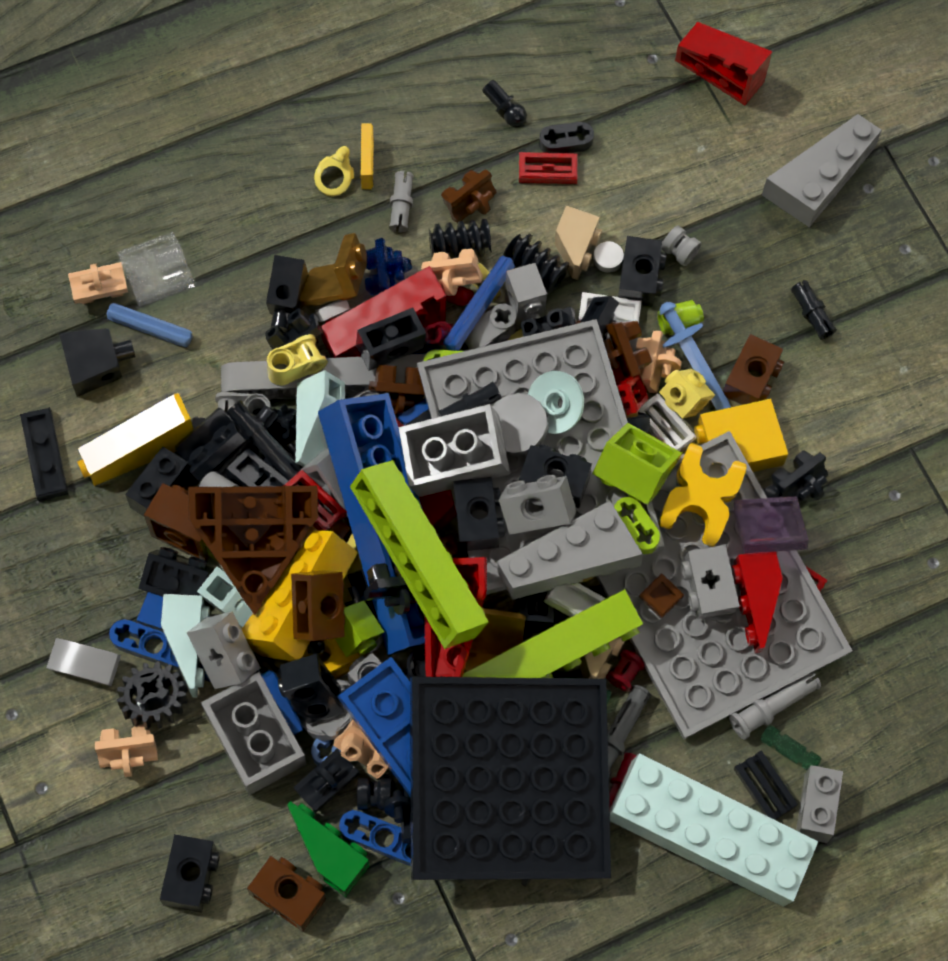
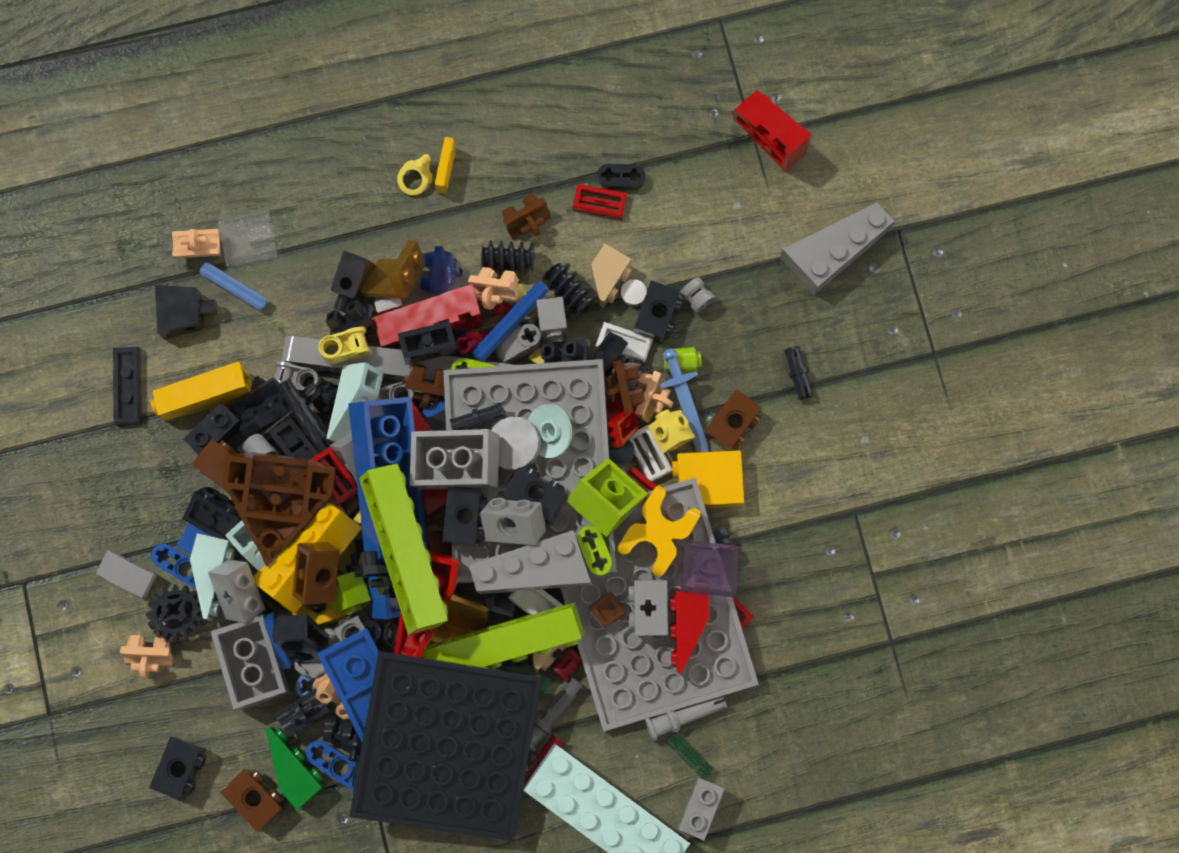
camera: 15 degrees right, 10 degrees up
(401, 202) = (466, 212): light grey pin -> none
(514, 114) = (581, 146): black axle -> none
(774, 778) = (669, 805): black tile -> none
(805, 480) = (755, 526): black hips -> none

